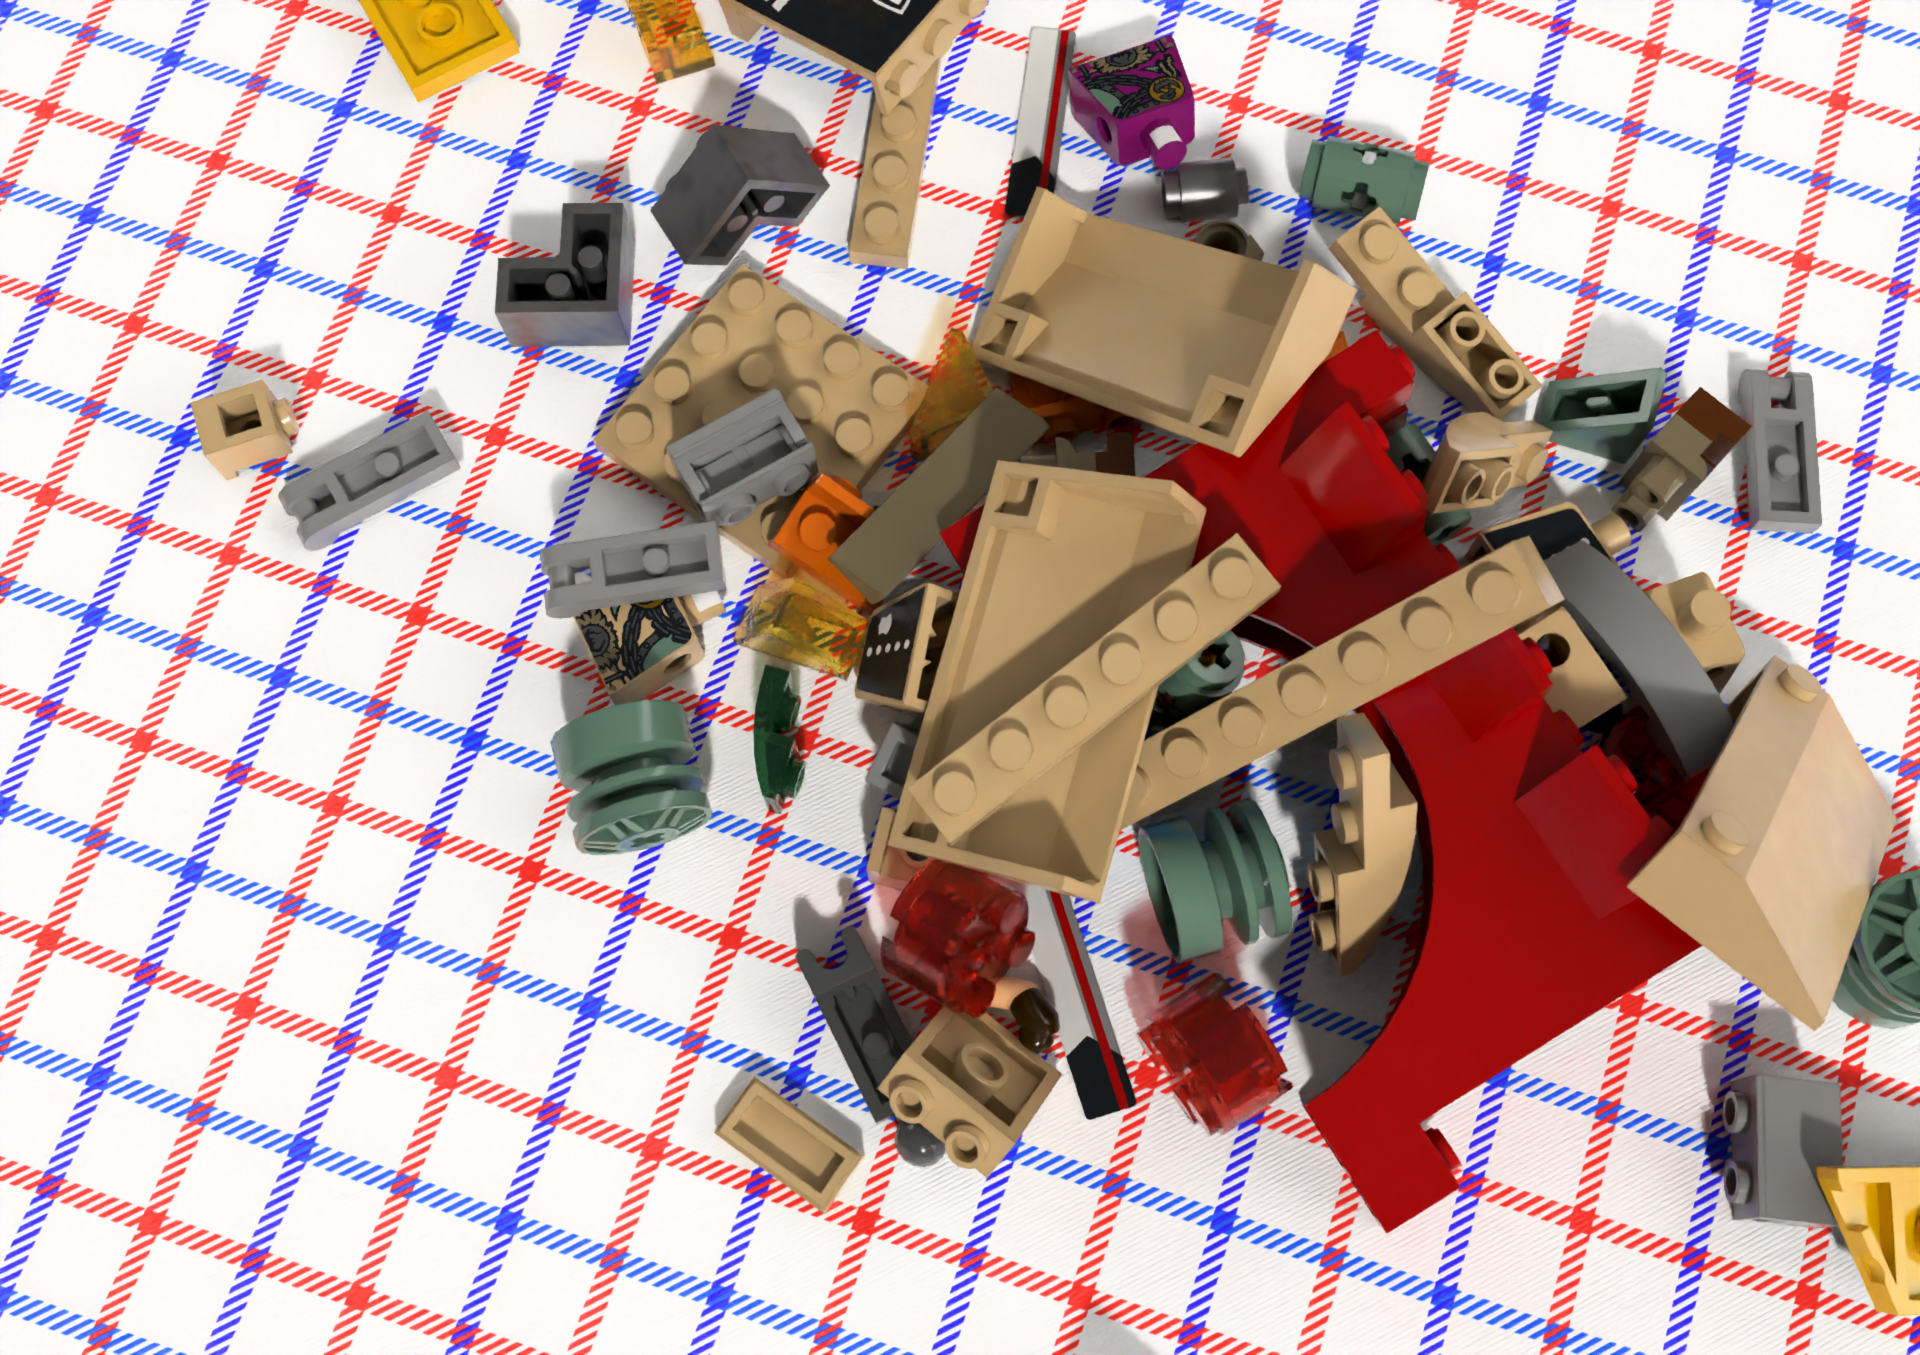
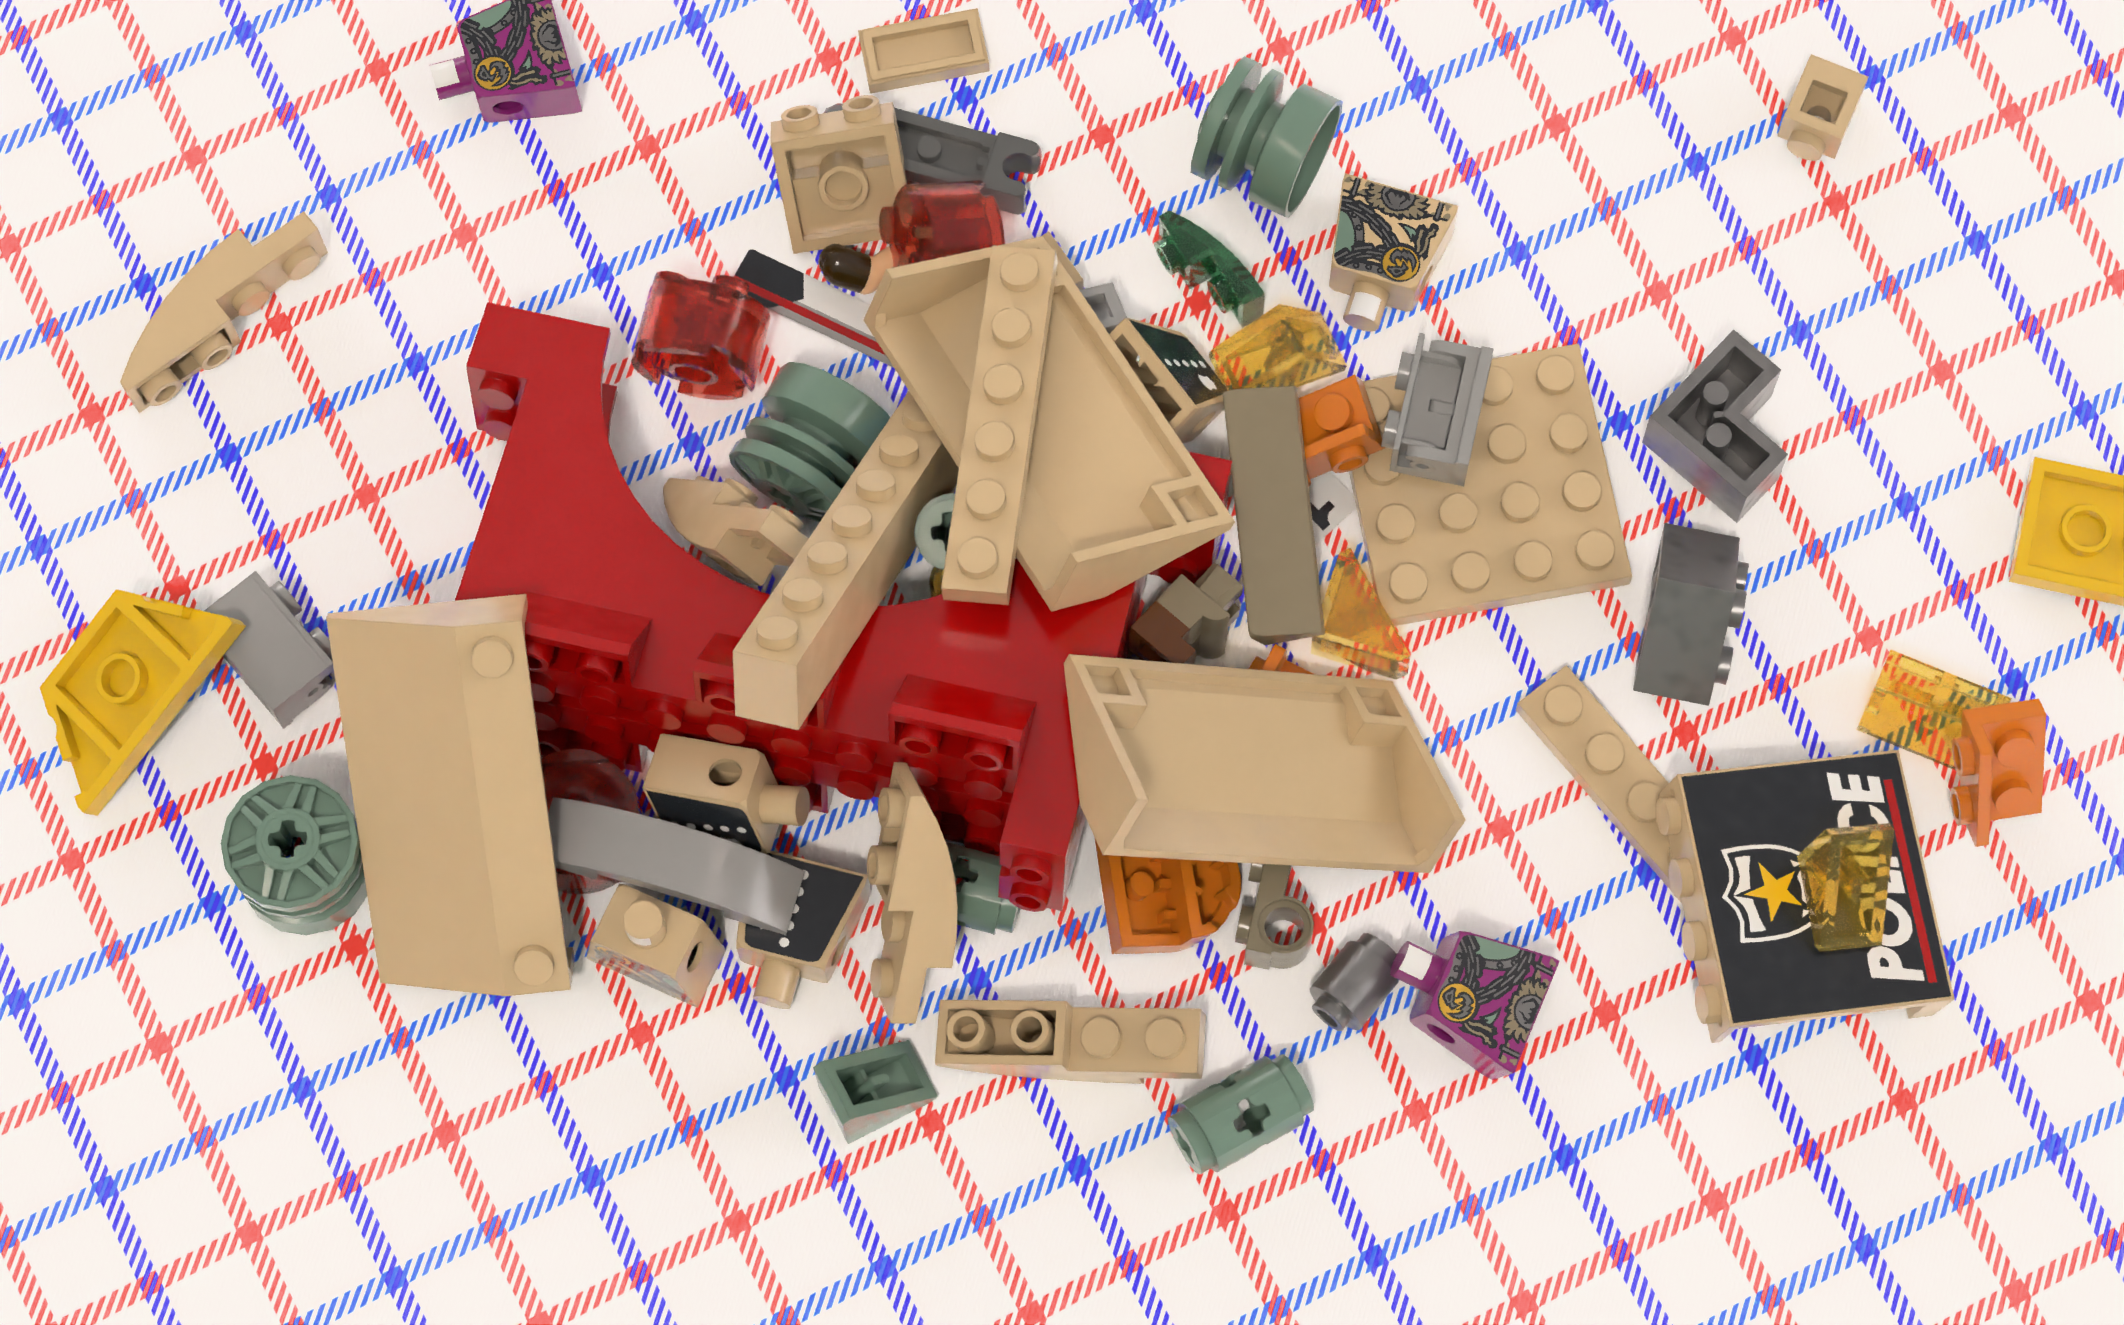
camera: 135 degrees right, 0 degrees up
(368, 480) = (1695, 169): light grey plate -> none
(633, 568) = (1419, 257): light grey plate -> none
(1040, 117) = (1552, 932): sticker -> none
(1678, 459) = (780, 1068): dark tan hips -> none
(1781, 452) = (707, 1197): light grey plate -> none

